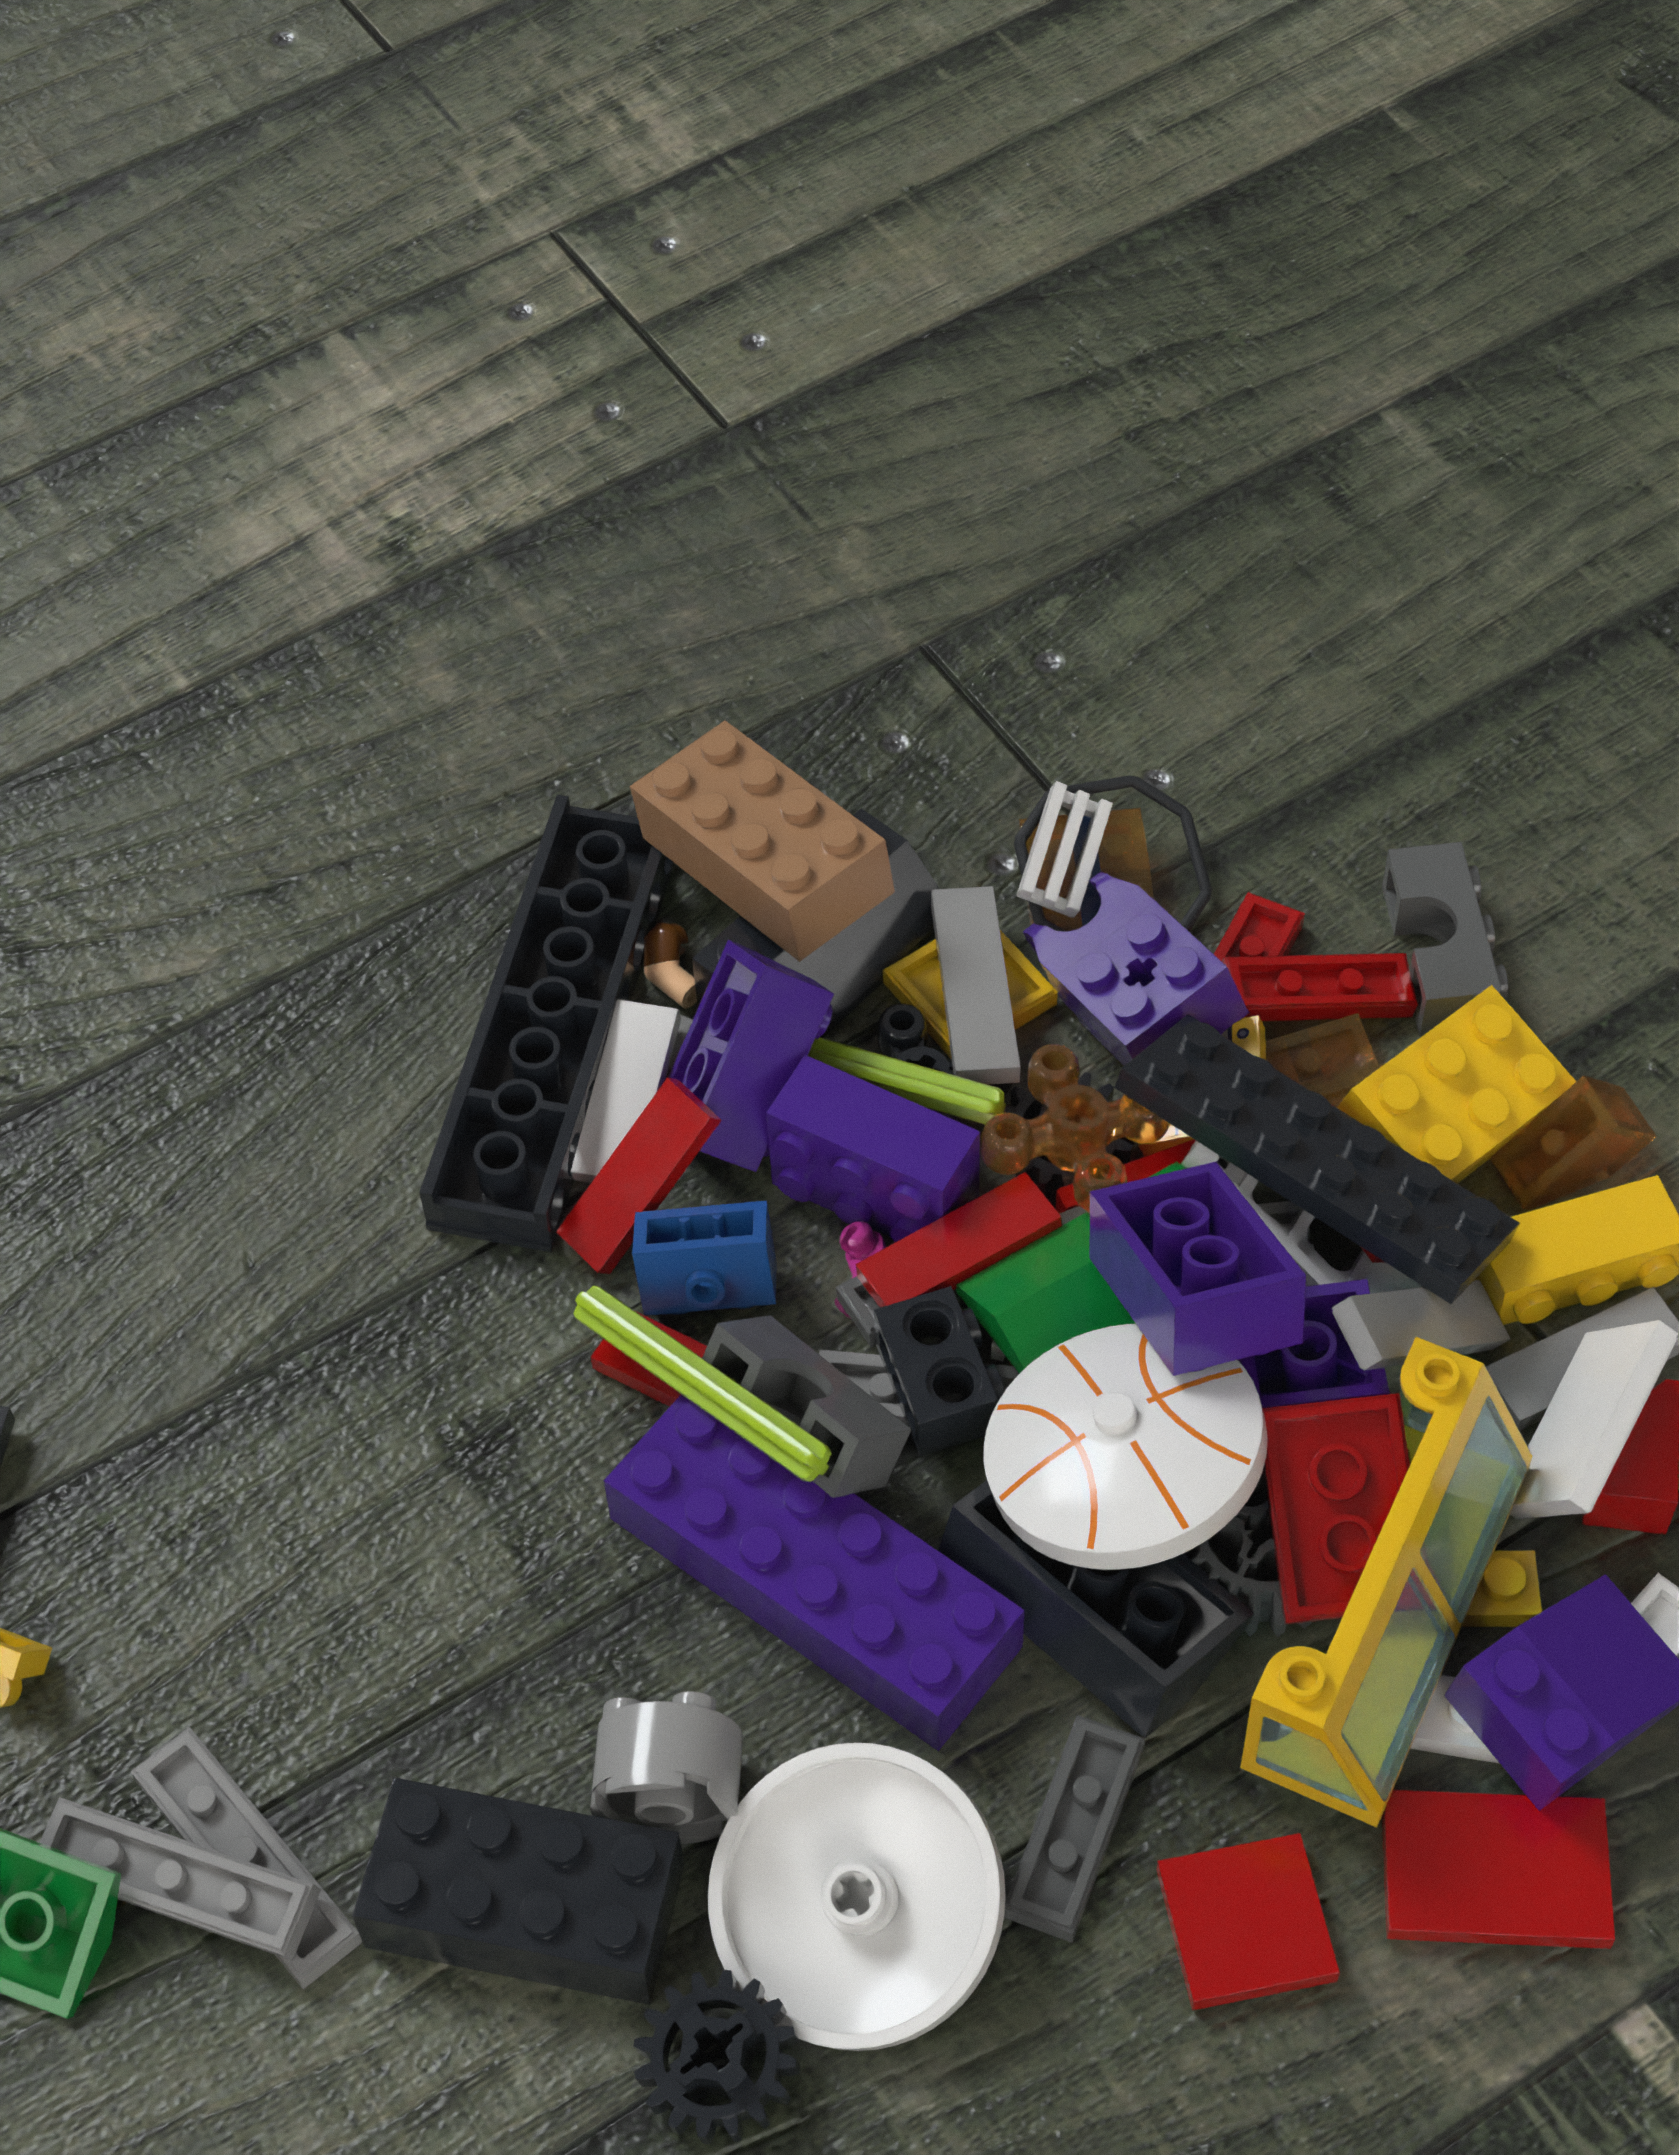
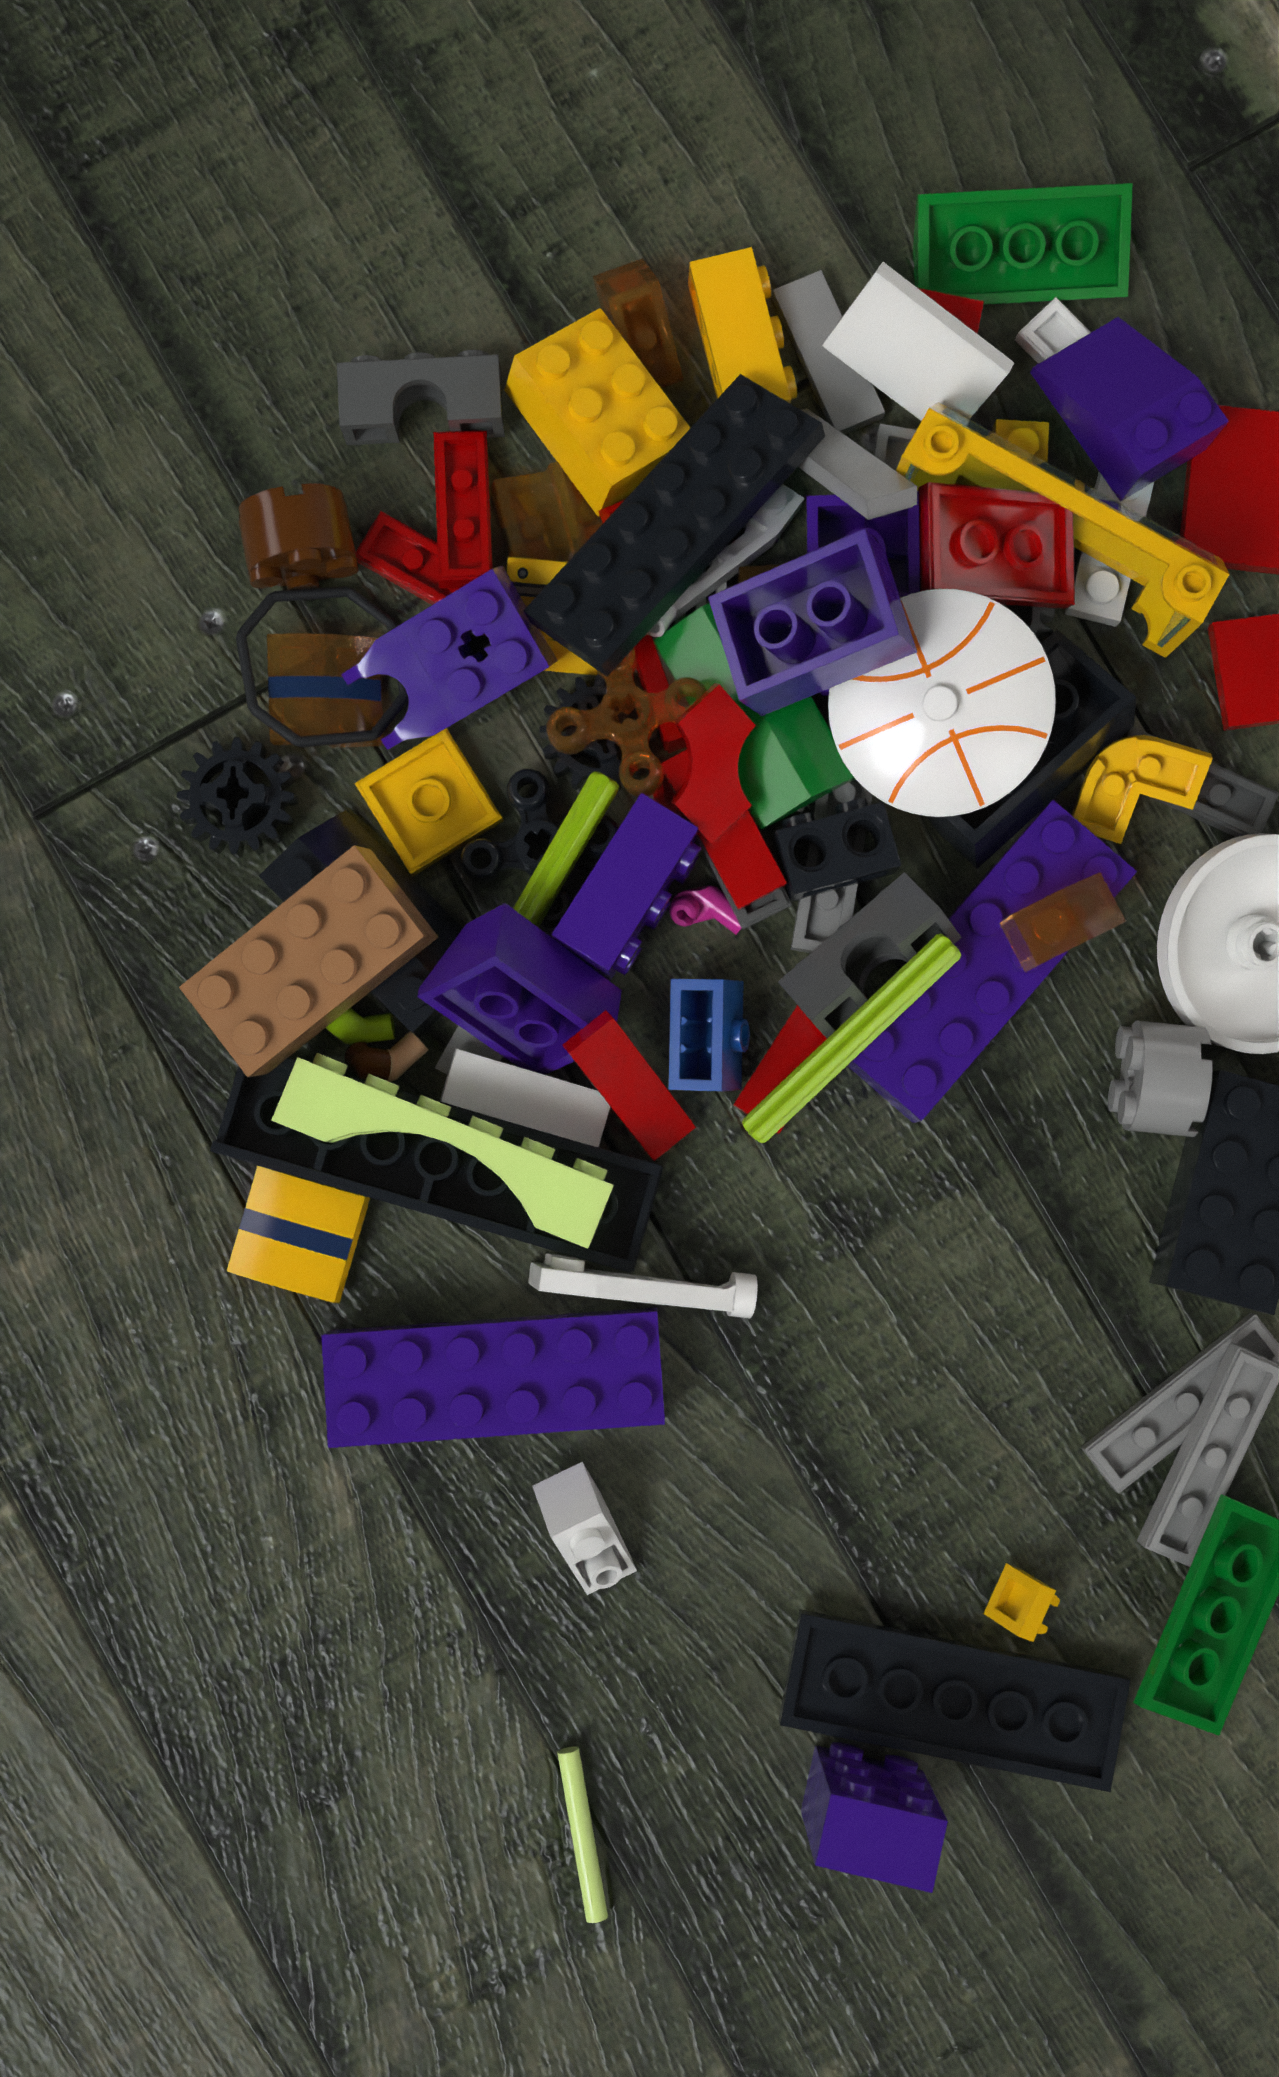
camera: 90 degrees left, 30 degrees up
(126, 1180) = (583, 1528): none -> white slope
(304, 1087) = (492, 1377): none -> dark purple brick
(408, 1151) = (568, 1276): none -> white plate
(462, 896) = (298, 1234): none -> yellow slope
(508, 1091) = (335, 1108): none -> yellowish green arch
(707, 924) = (354, 1028): none -> lime arm
(858, 1599) = (1062, 921): none -> clear orange slope
(955, 804) = (215, 797): none -> black gear
(975, 985) = (451, 792): light grey tile -> none
(993, 1210) = (713, 737): none -> red tile
(1073, 1719) = (1134, 768): none -> yellow plate
(1079, 806) = (318, 694): white tile -> none
(1251, 821) = (297, 537): none -> reddish brown brick

